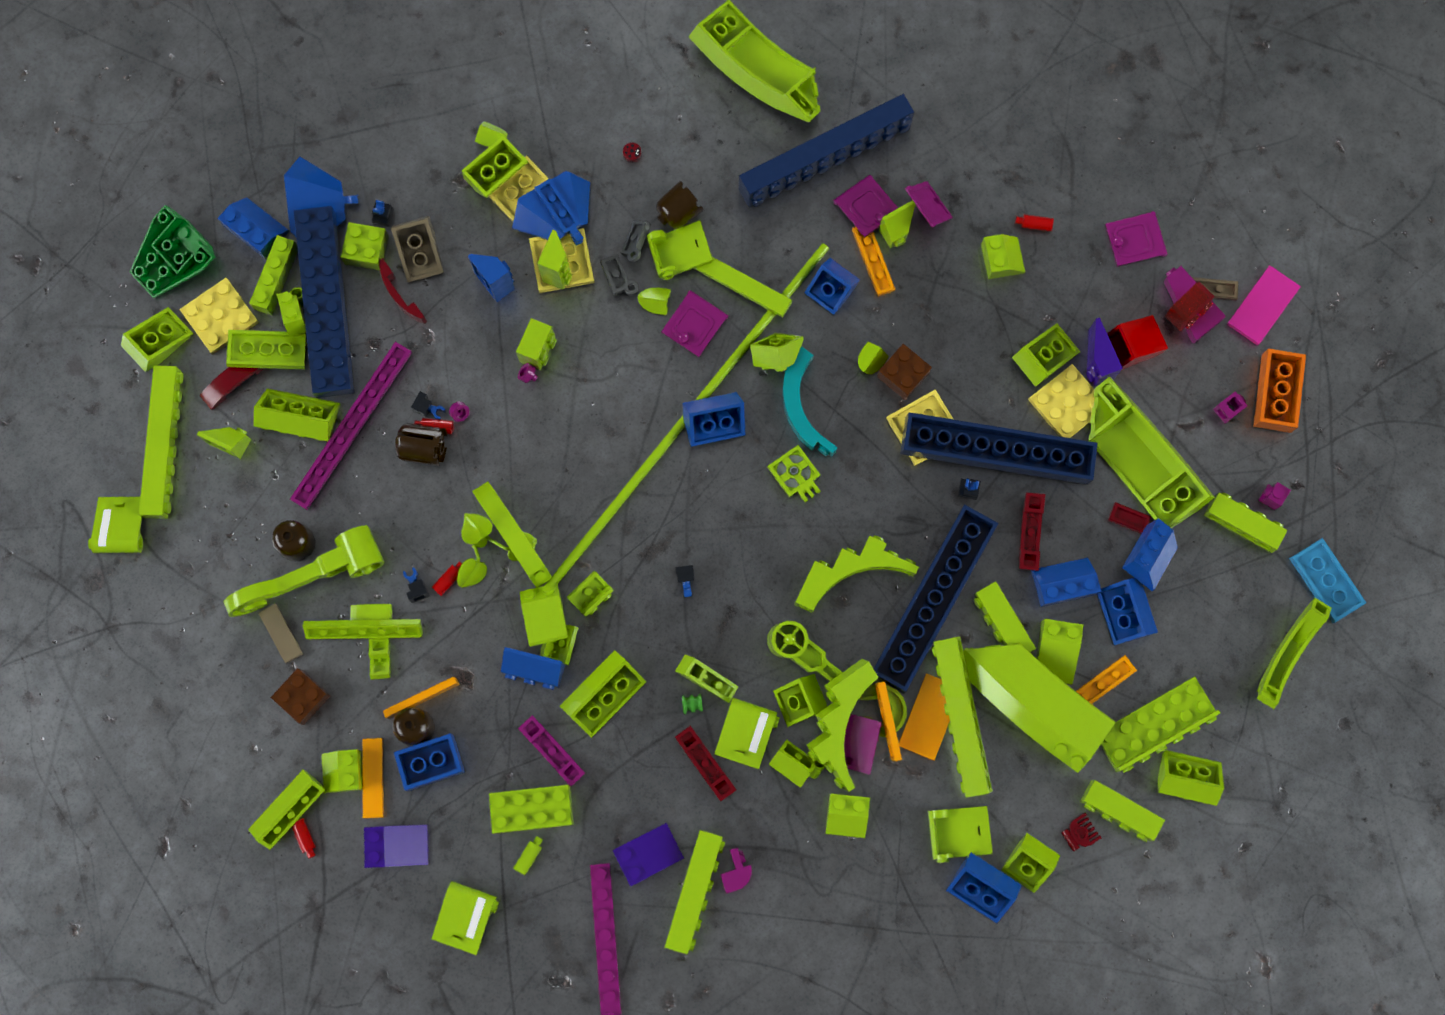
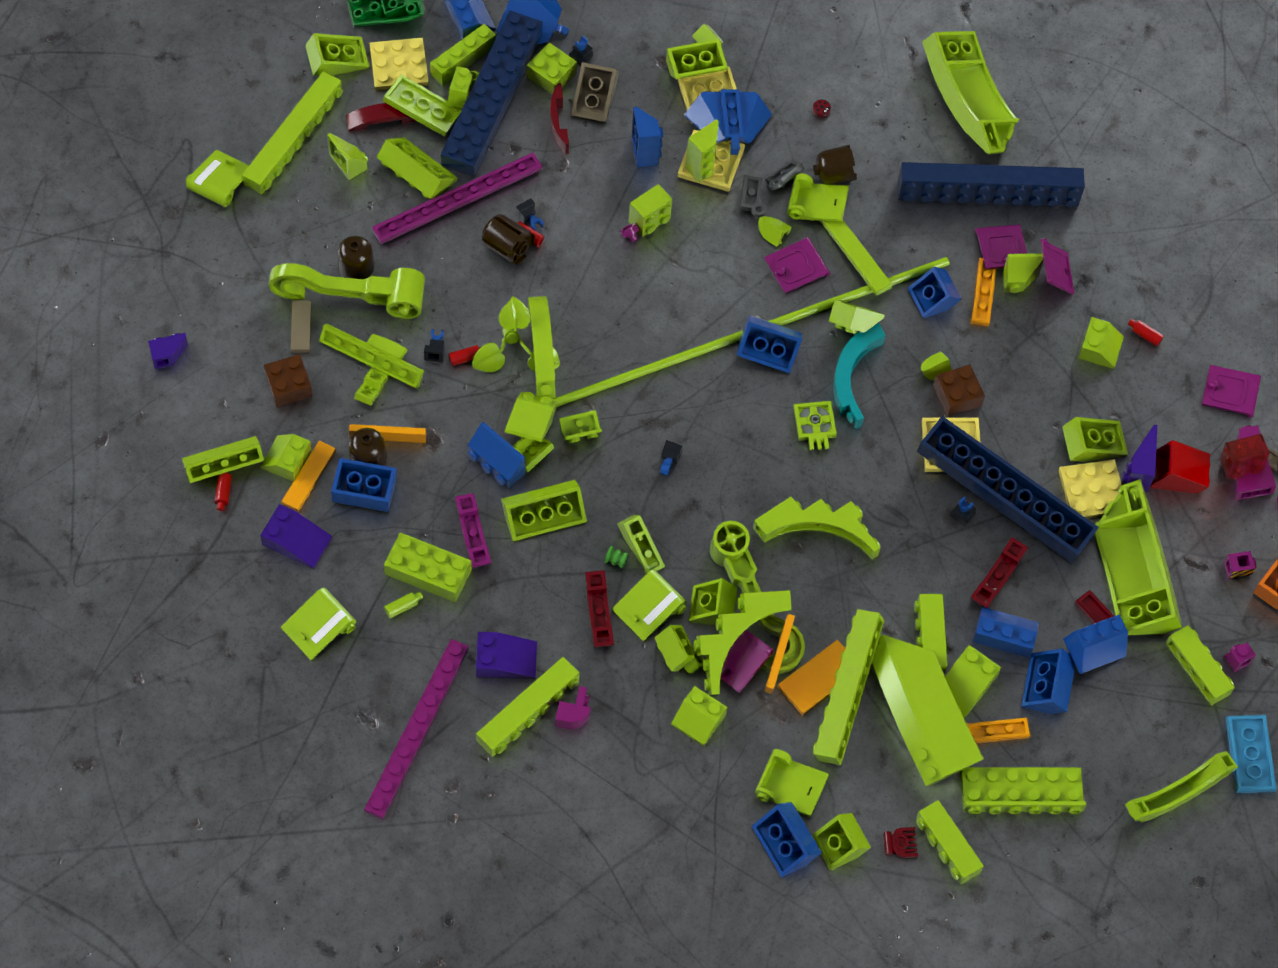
camera: 25 degrees right, 15 degrees down
(171, 728) = (167, 349): none -> dark purple slope
(459, 411) = (554, 231): magenta tile -> none
(934, 598) = (880, 580): dark blue brick -> none
(1190, 777) = (1027, 848): lime slope -> none

